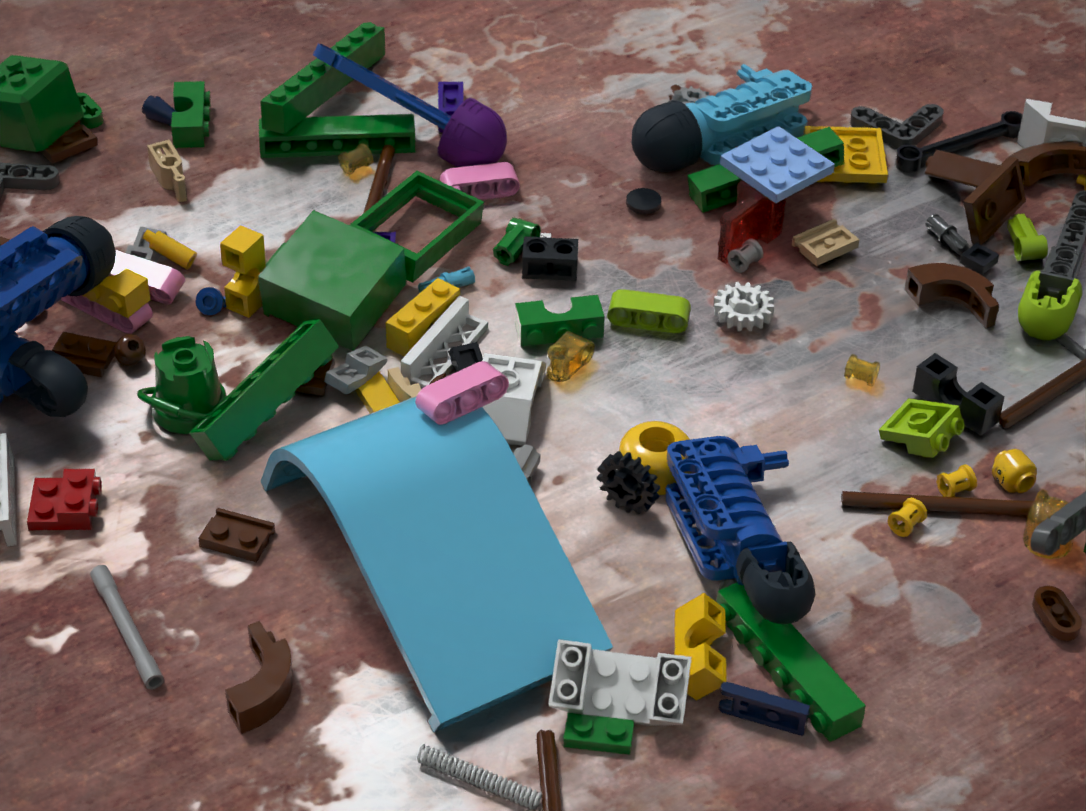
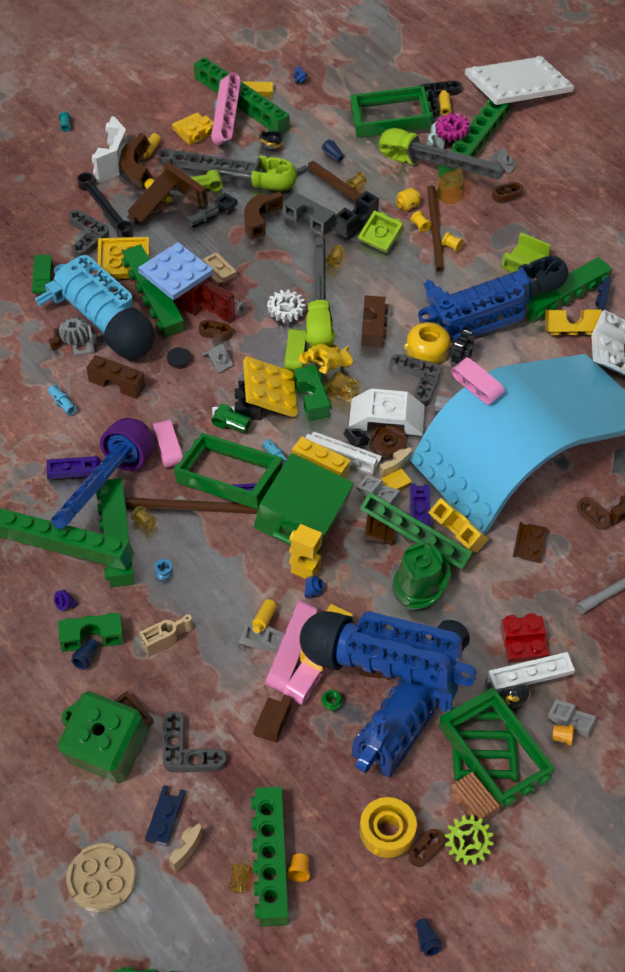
camera: 95 degrees left, 10 degrees up
(245, 98) = (64, 600): none -> dark purple plate
(248, 453) = (460, 525): none -> yellow arch
(273, 176) = (159, 566): none -> dark azure bush
(281, 608) = (595, 513): none -> reddish brown plate
(321, 414) = (420, 502): none -> dark purple plate
(565, 266) = (270, 386): none -> yellow plate
(568, 98) = (62, 400): none -> medium azure pin
(590, 454) = (425, 376): none -> dark grey beam
(609, 129) = (128, 379): none -> reddish brown arch
(617, 327) = (328, 357): none -> yellow animal
(637, 235) = (219, 357): none -> light grey bracket
(674, 322) = (319, 318): none -> lime piece
(694, 236) = (215, 330): none -> reddish brown beam
(728, 406) = (373, 330): none -> reddish brown arch
(822, 80) = (42, 273): none -> green piece
(871, 617) = (526, 251): none -> lime panel
(972, 338) = (299, 206): none -> dark grey arch
(1052, 409) = (358, 180): none -> clear yellow bush

